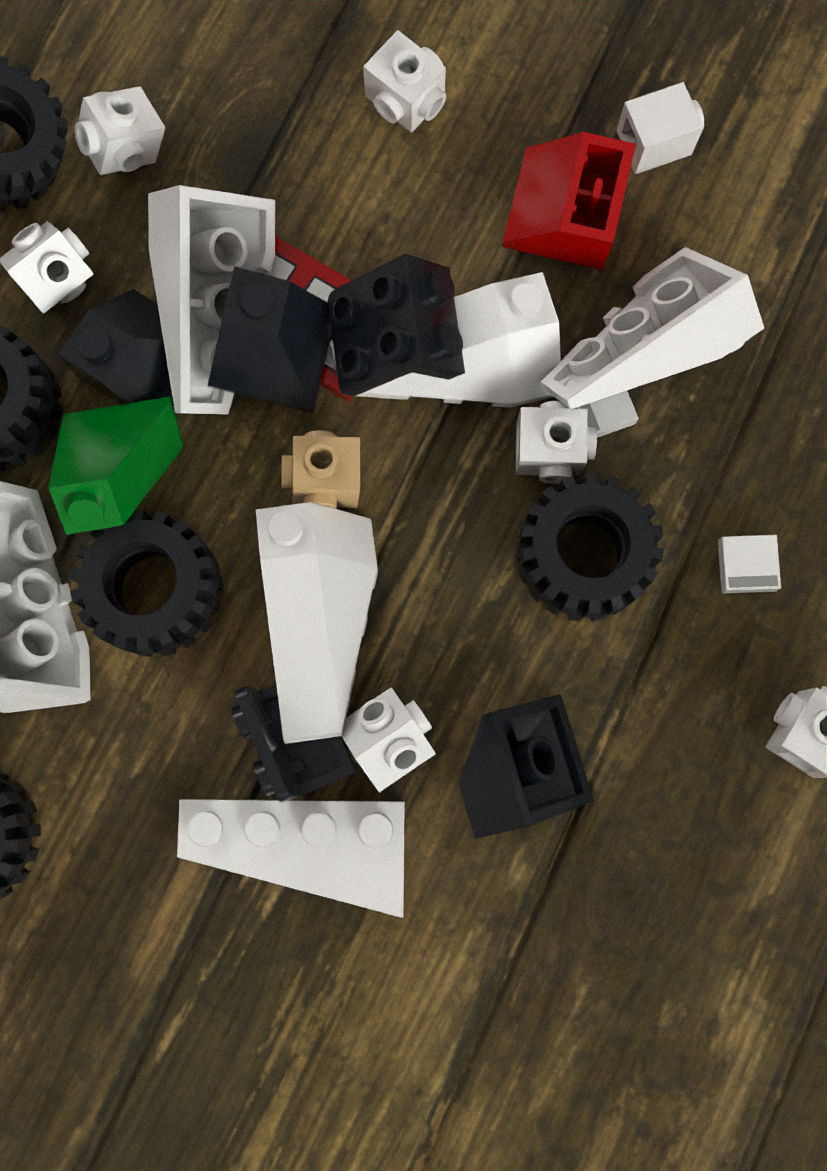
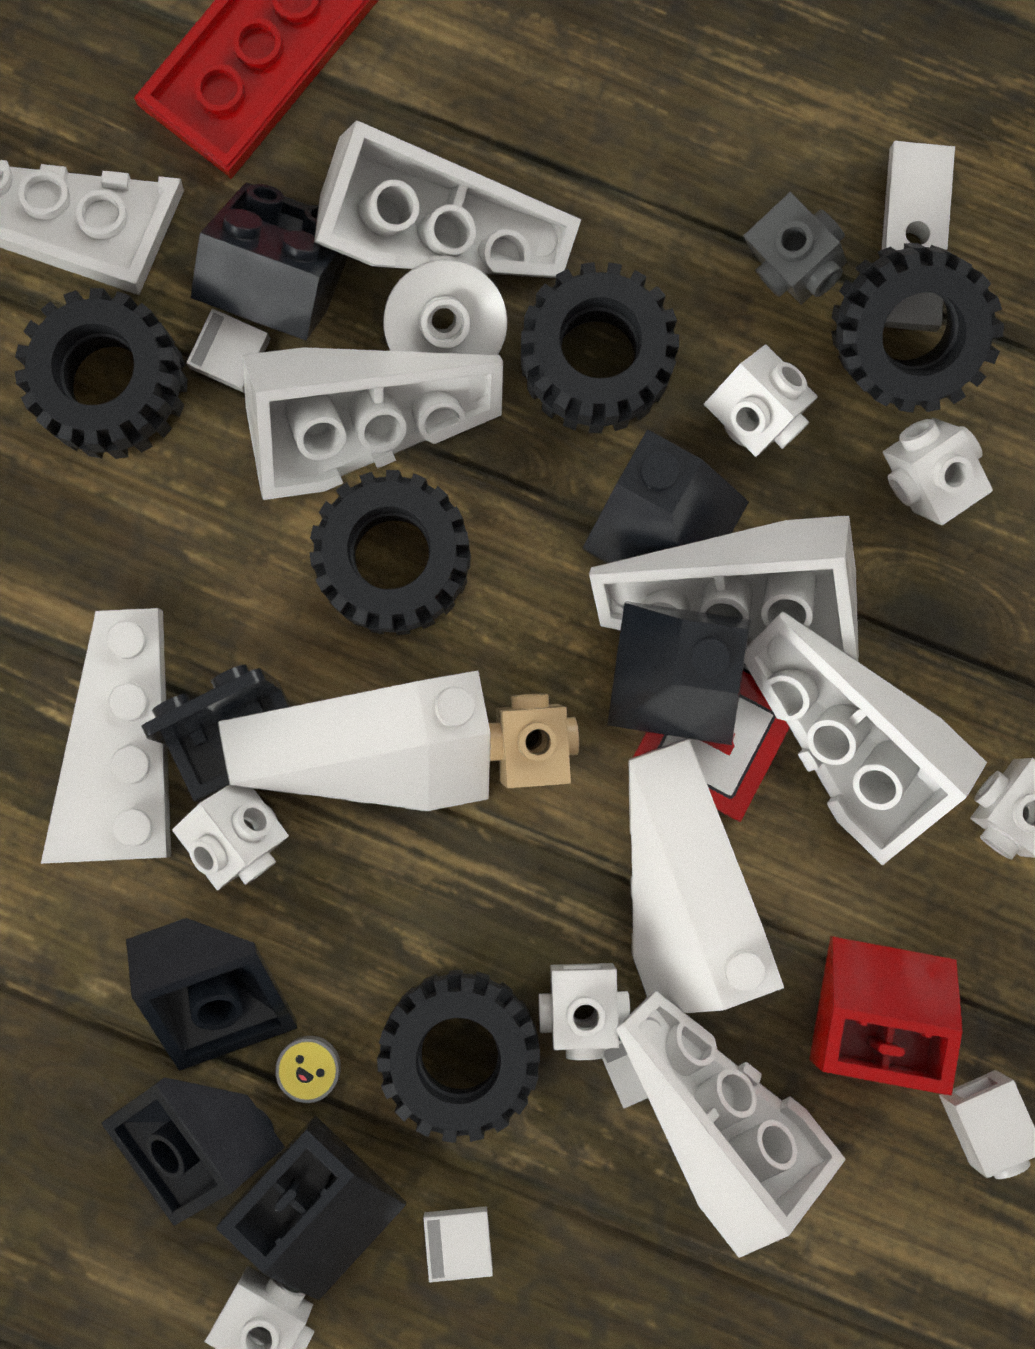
camera: 80 degrees right, 5 degrees up
(111, 461) = (526, 502): green slope -> none
(344, 200) = (872, 746): none -> white wedge
(395, 325) = (700, 817): black bracket -> none
(596, 685) = (308, 1069): none -> light yellow tile
(659, 788) = (192, 1143): none -> black slope
(718, 686) = (311, 1212): none -> black slope

